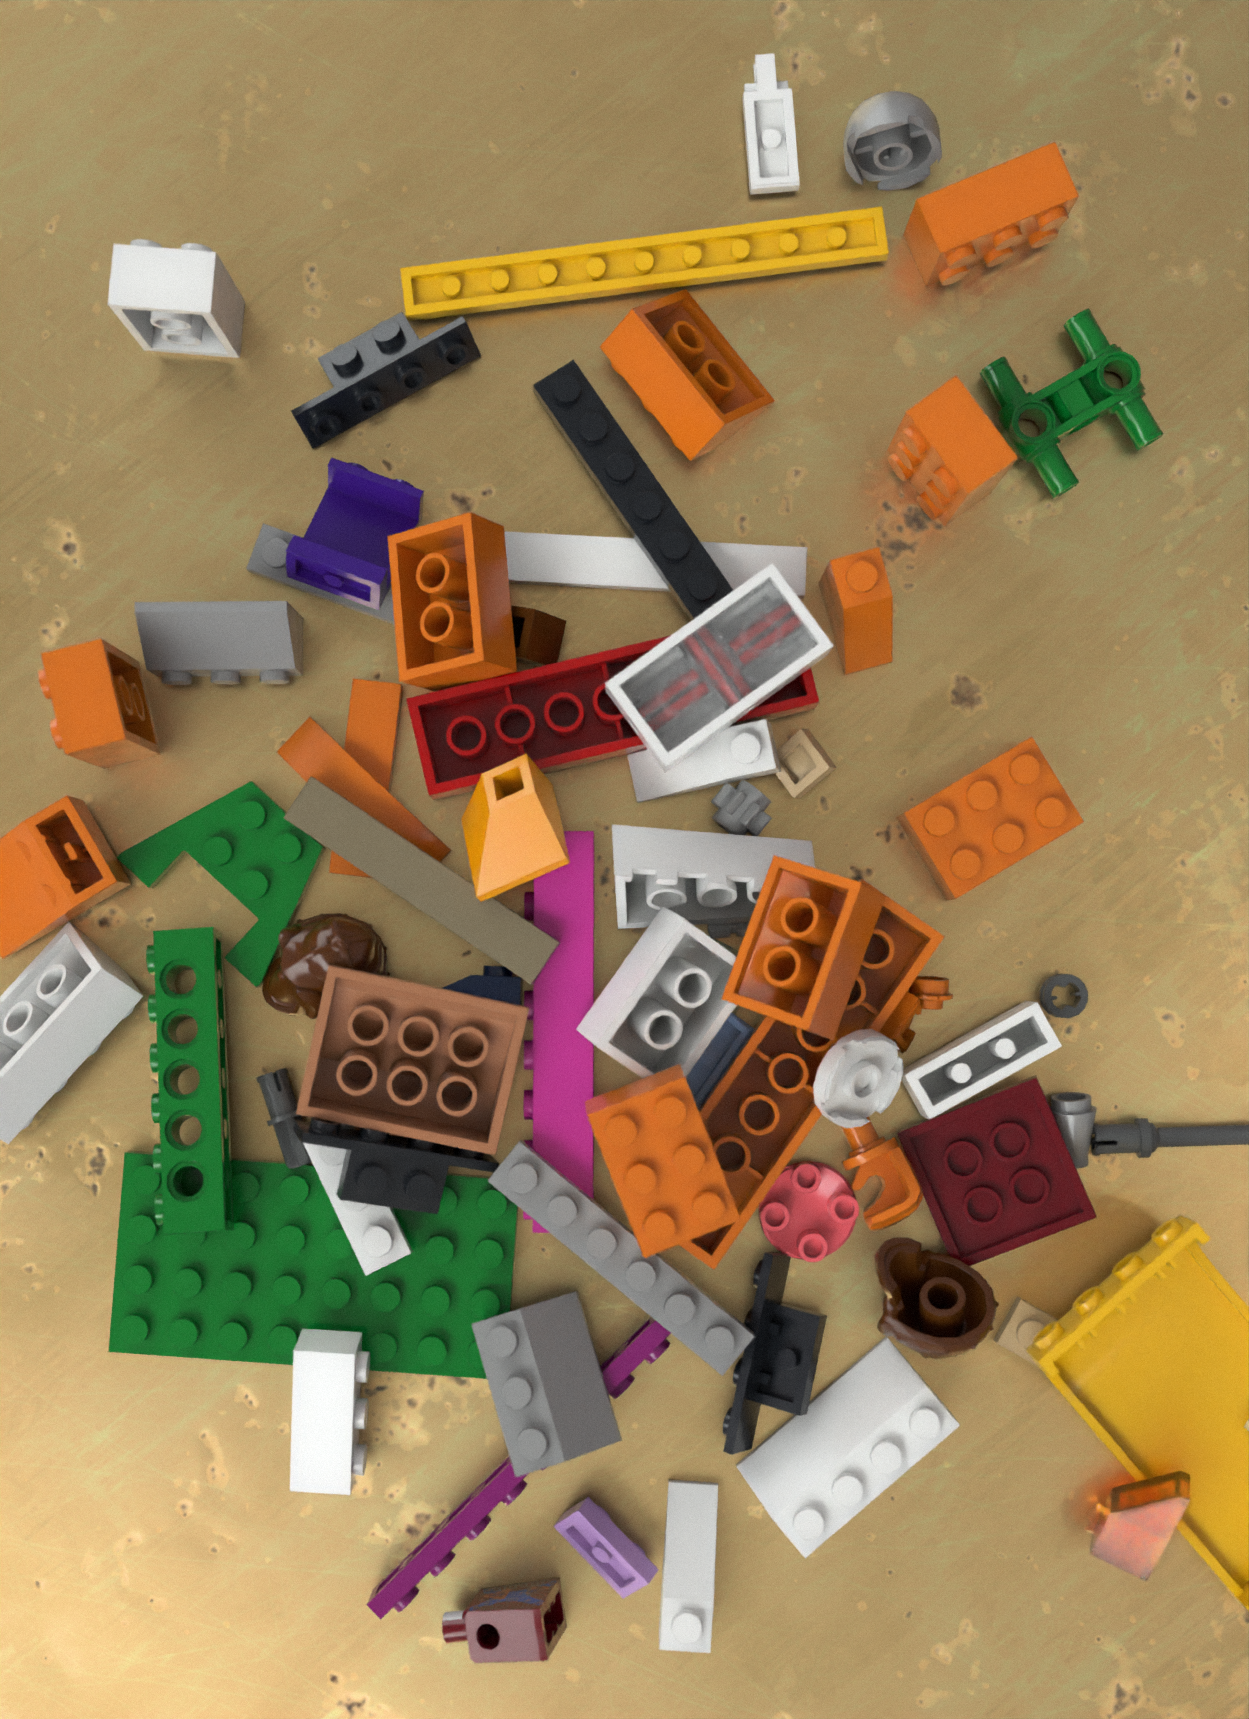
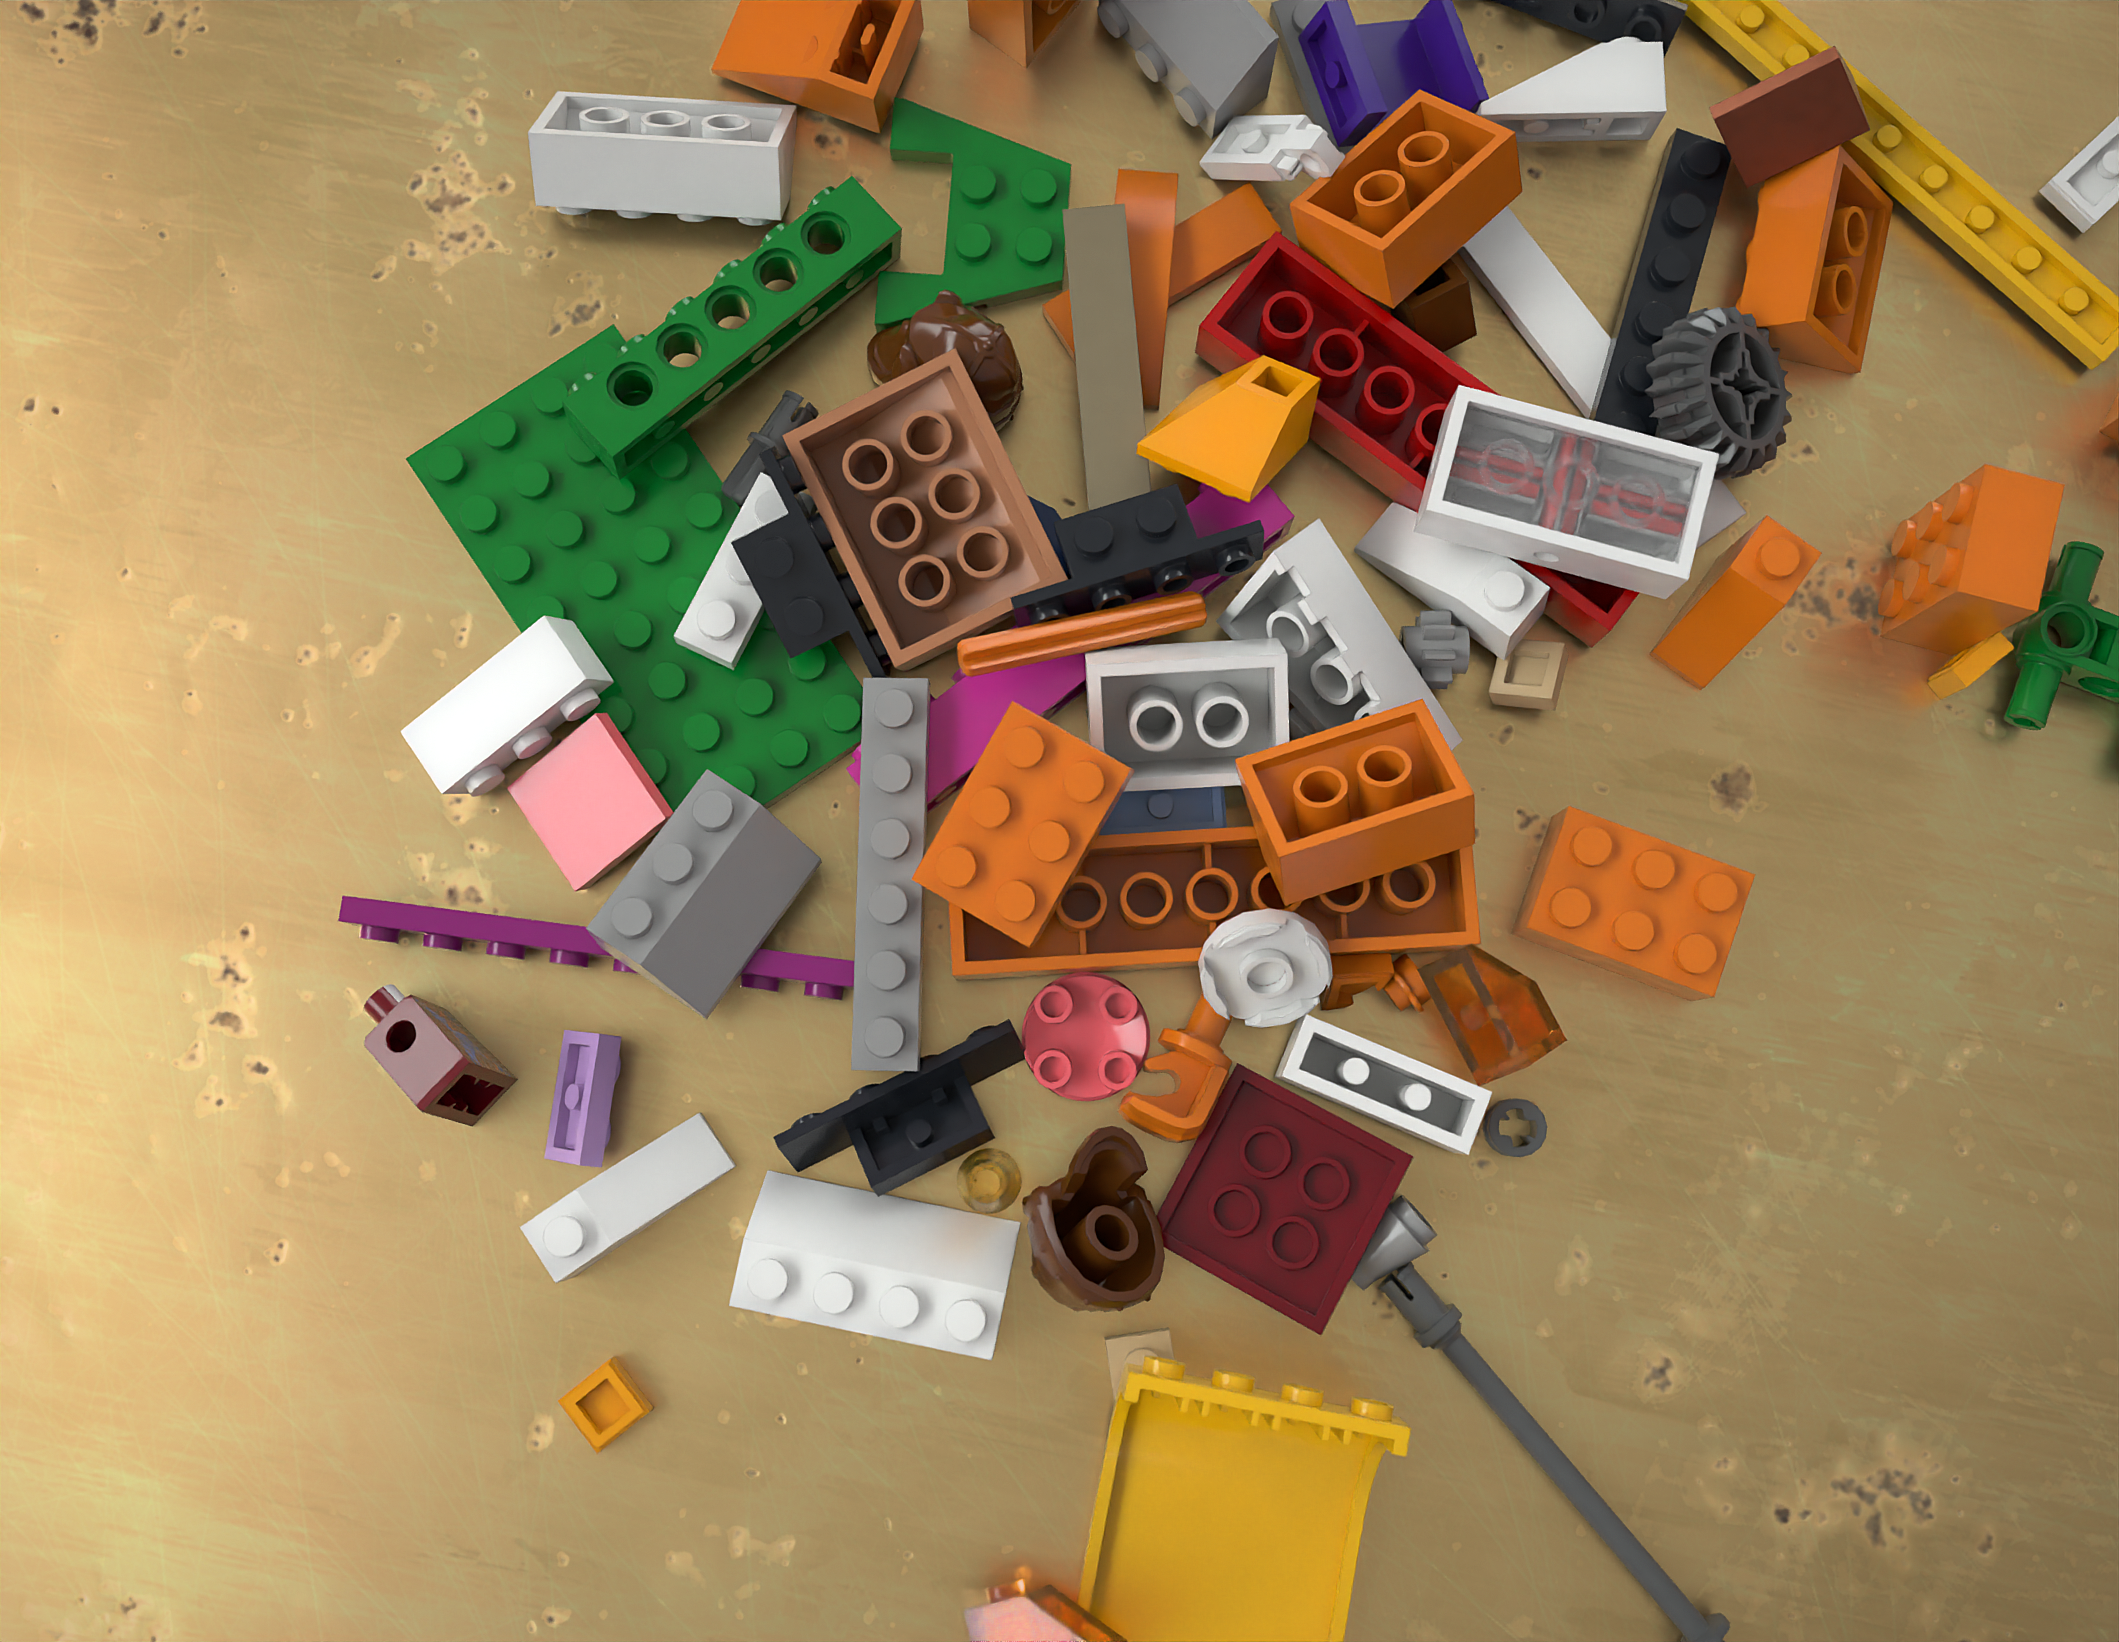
camera: 50 degrees right, 5 degrees down
(348, 656) = (1271, 149): none -> white hinge
(425, 1403) = (591, 801): none -> tile
(470, 419) = (1594, 96): none -> white slope
(538, 956) = (1135, 552): none -> black bracket
(567, 1026) = (1081, 633): none -> orange axle
(592, 321) = (1791, 116): none -> copper slope
(715, 480) = (1720, 389): none -> dark grey gear
(800, 1673) = (605, 1404): none -> light orange tile
(841, 1329) = (1008, 1175): none -> clear yellow cone
(990, 959) = (1491, 1012): none -> clear orange slope
(1007, 497) = (1969, 665): none -> light orange tile

